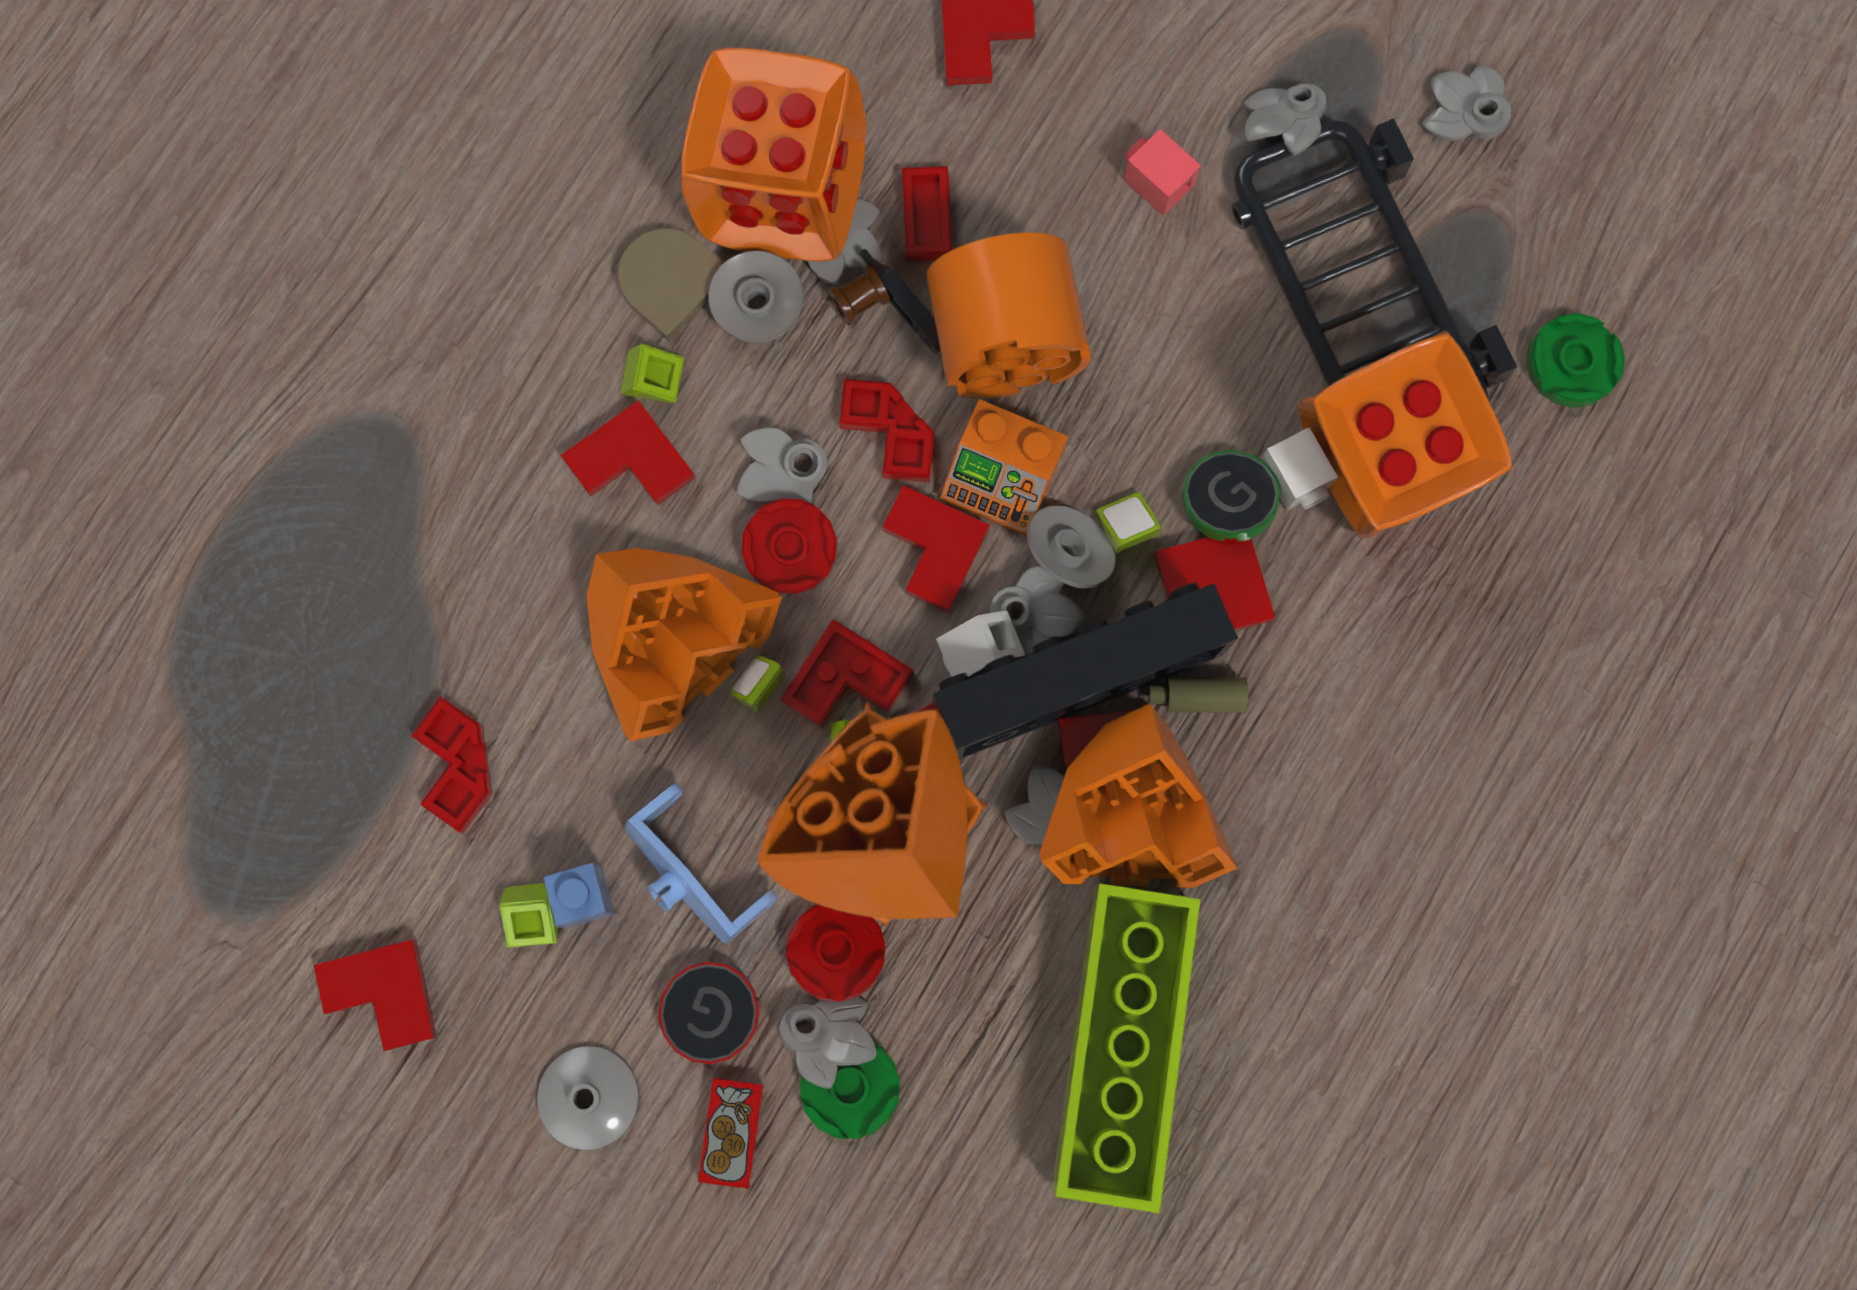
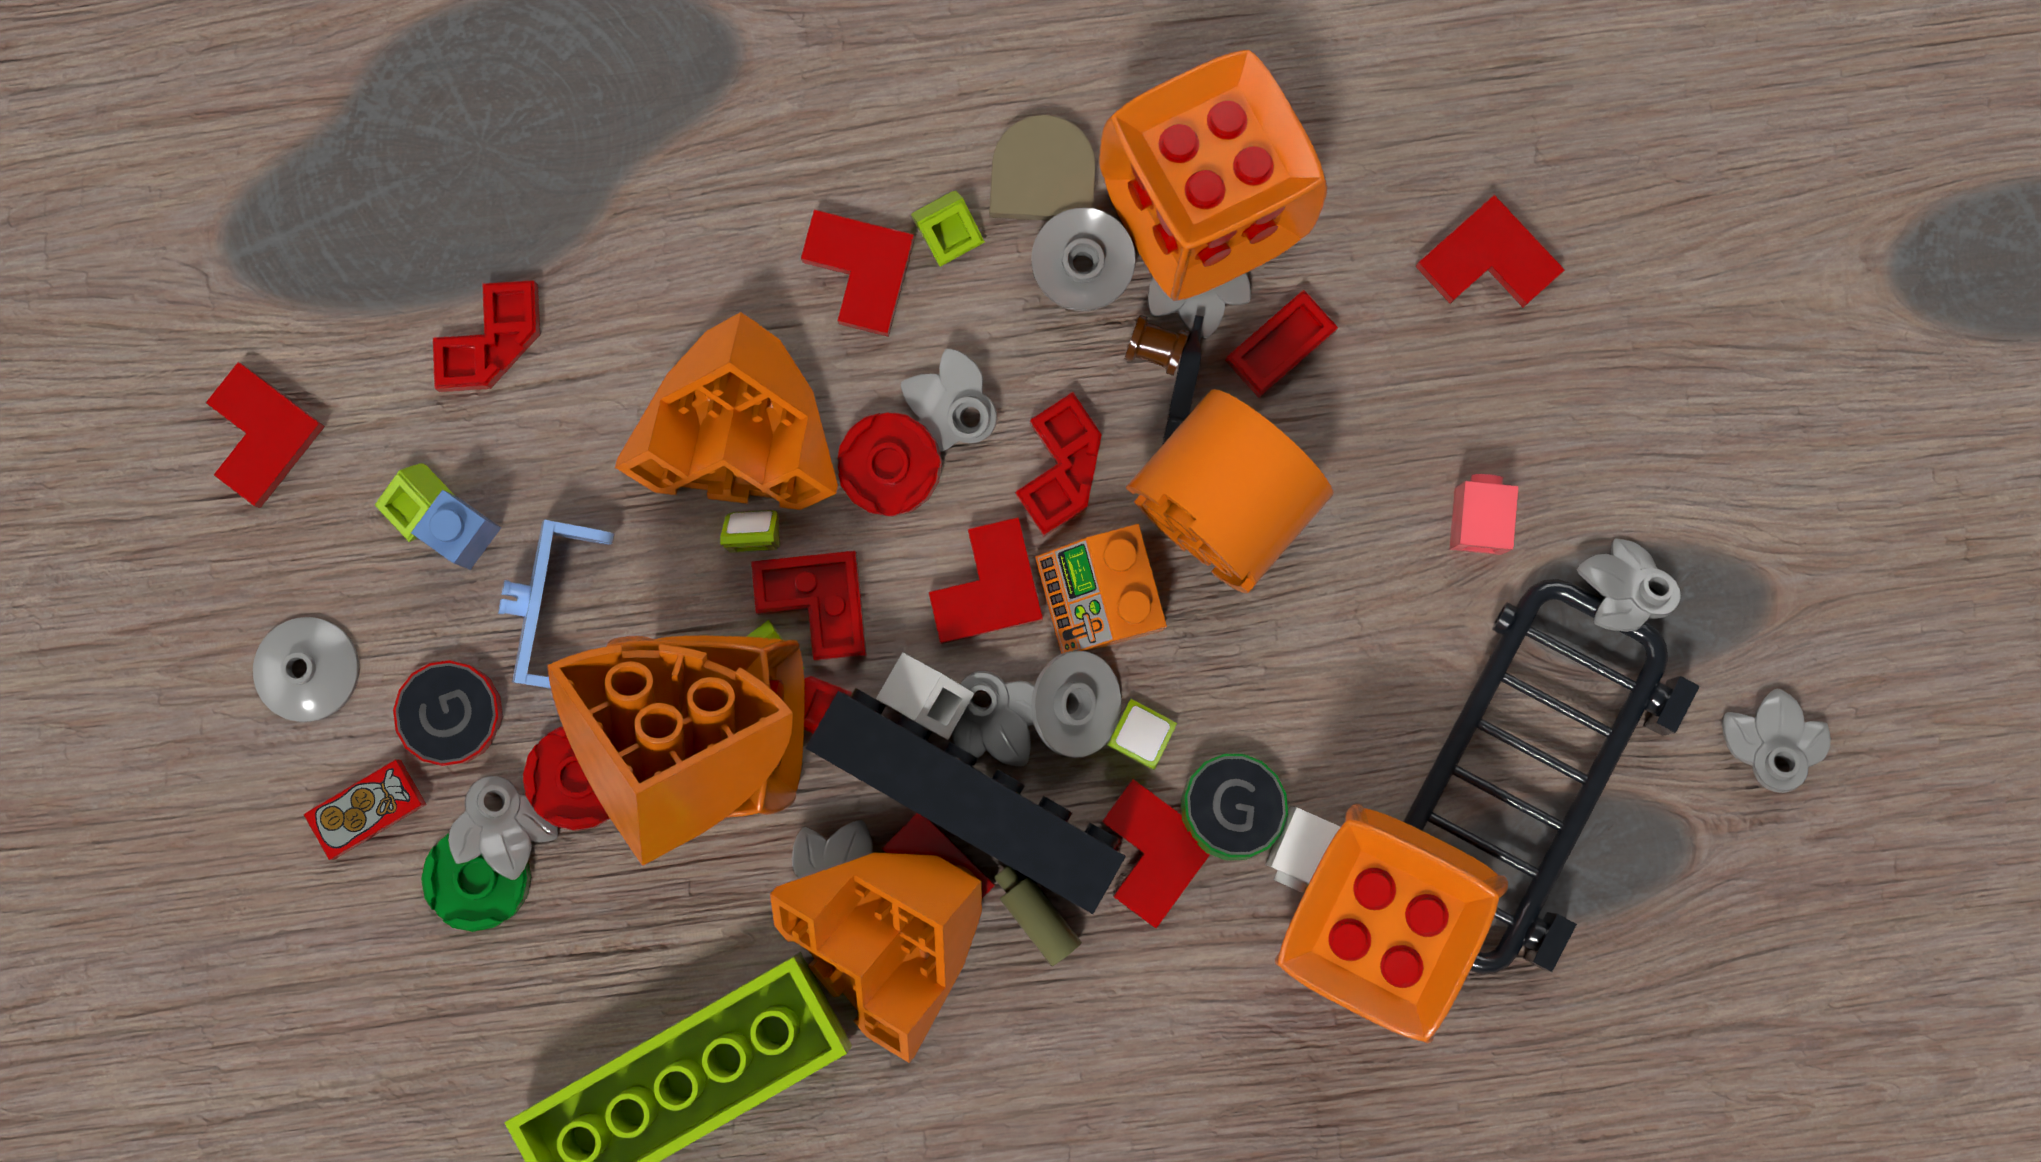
camera: 55 degrees right, 5 degrees up
(1575, 360) = (1610, 1018): green tile -> none

